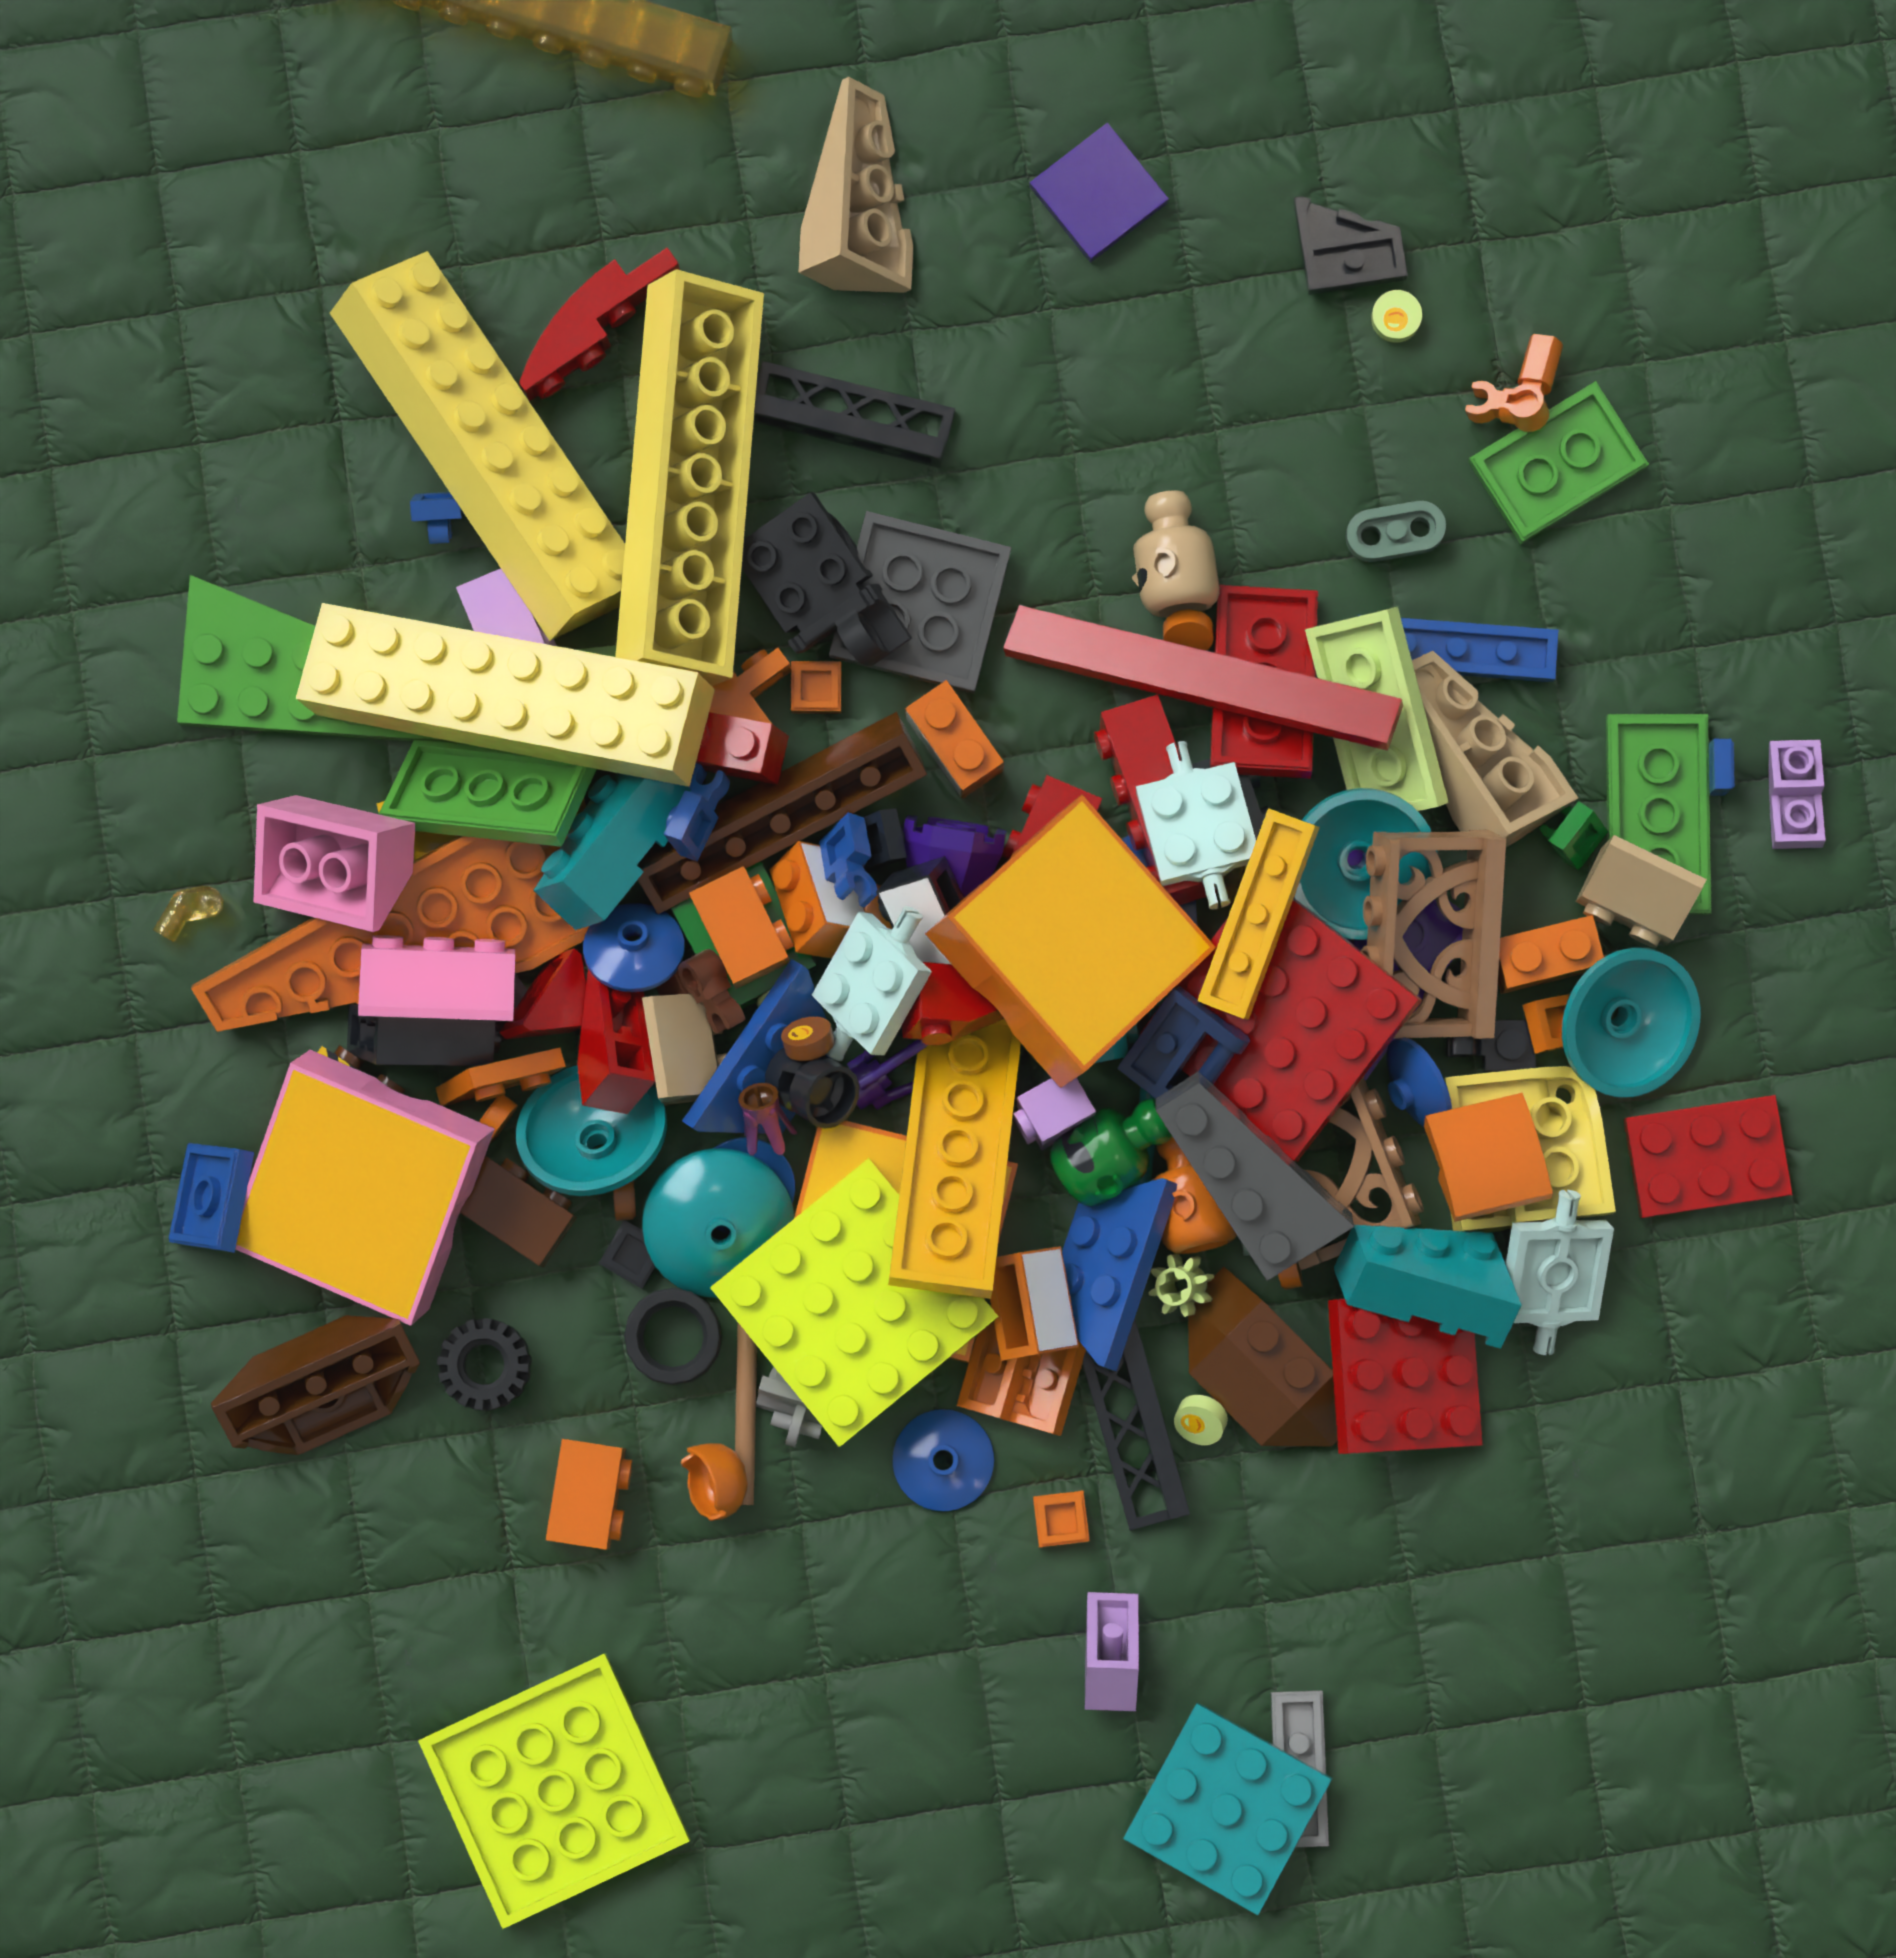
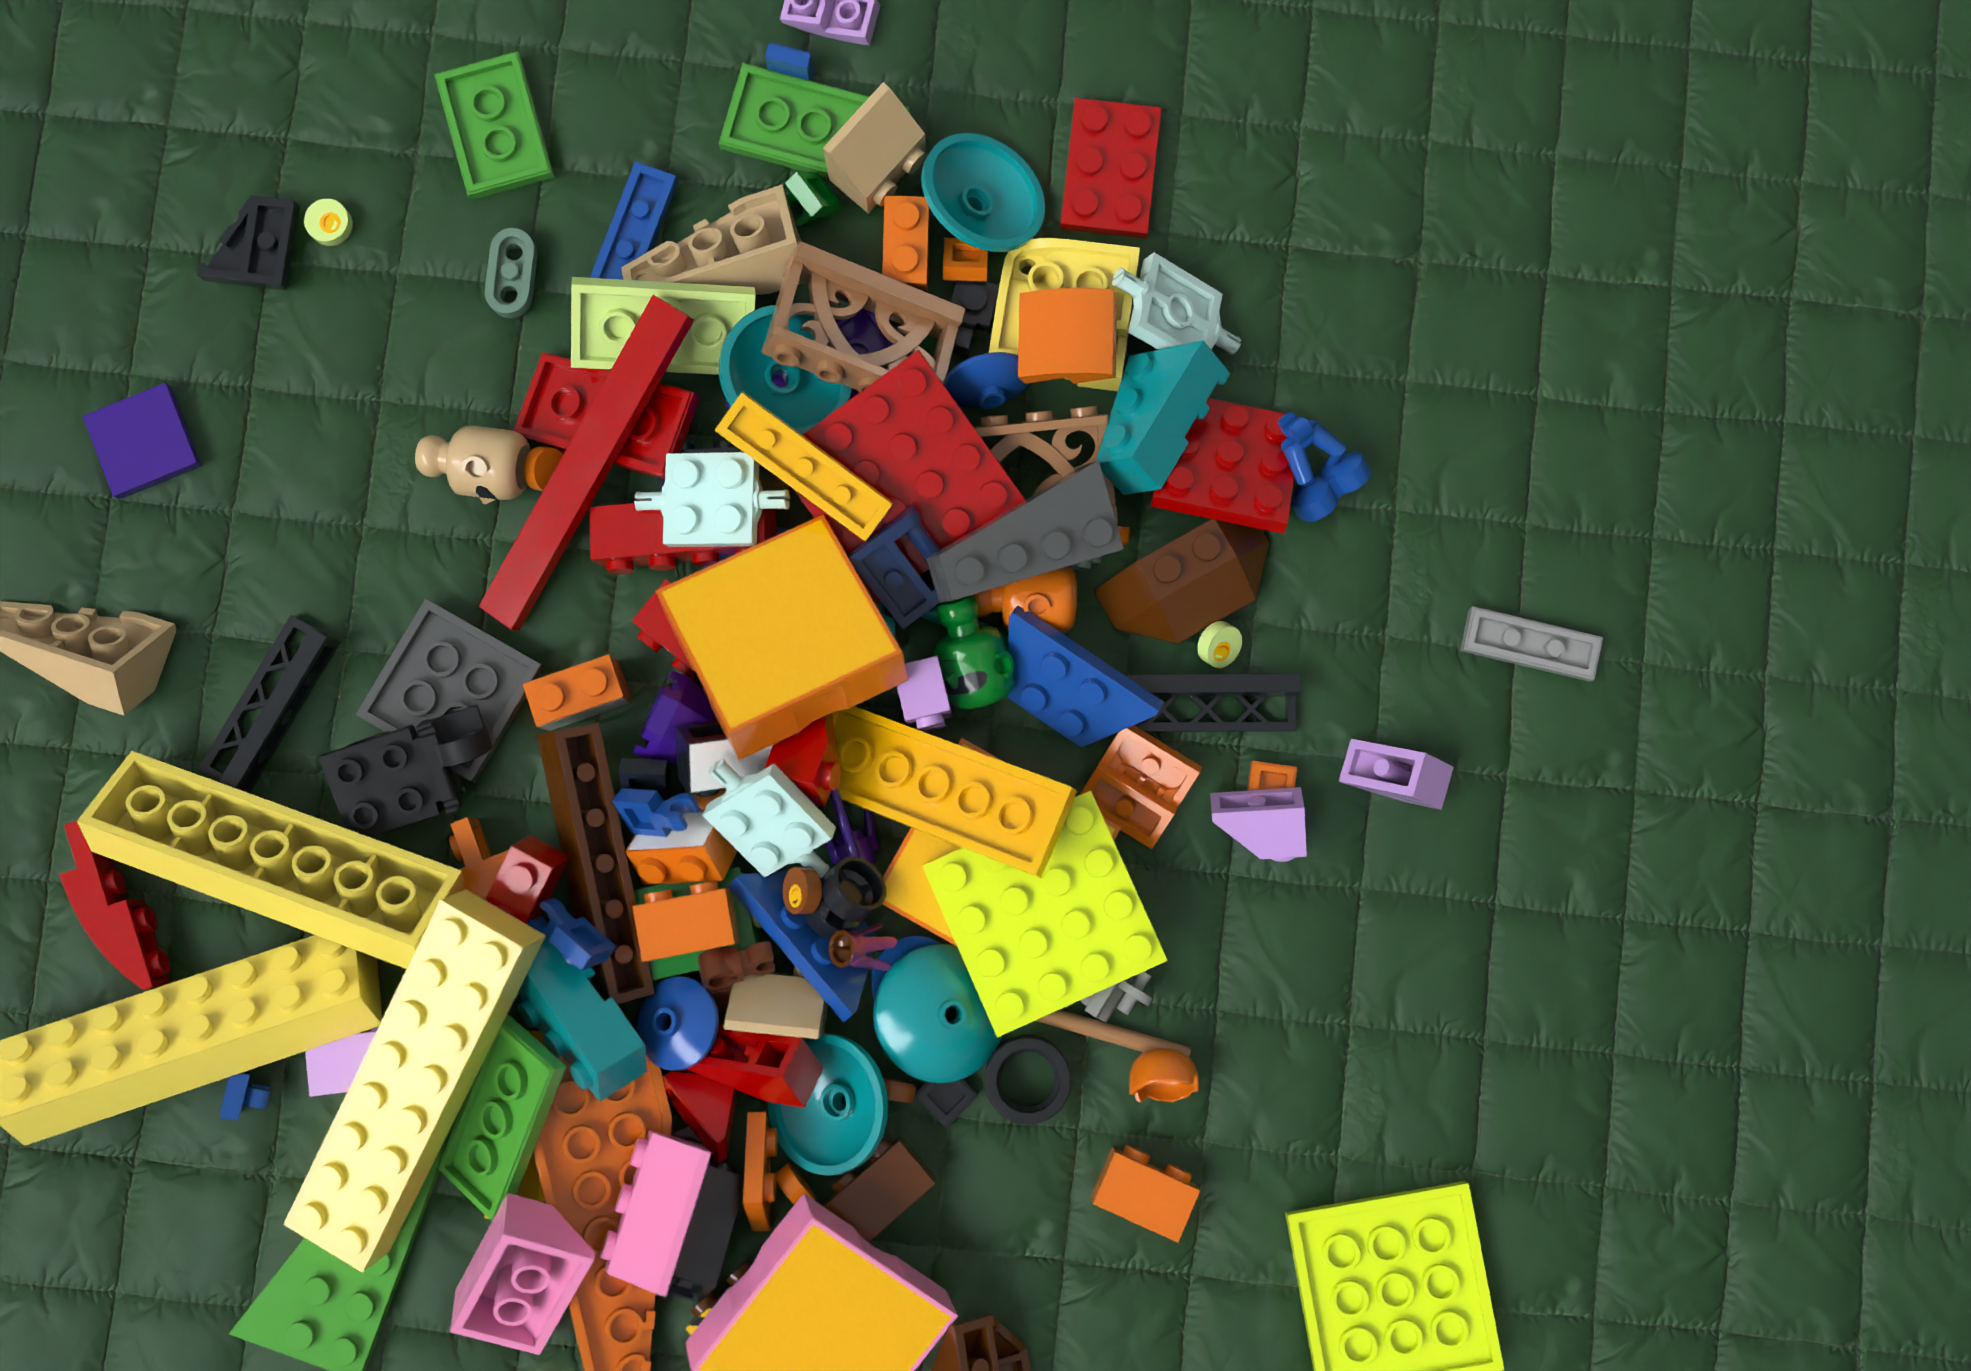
camera: 80 degrees left, 0 degrees up
(453, 1358) = (1007, 1282): black tyre -> none
(816, 687) = (498, 801): orange tile -> none
(971, 1460) = (1171, 879): blue dish -> none
(1018, 1516) = (1263, 821): none -> lavender slope
(1032, 1304) = (1088, 757): brick -> none
(1166, 1289) = (1111, 634): yellowish green gear -> none
(1227, 1808) = (1553, 712): teal plate -> none
(1426, 1503) = (1338, 475): none -> blue piece
(1525, 403) = (435, 134): orange bar -> none

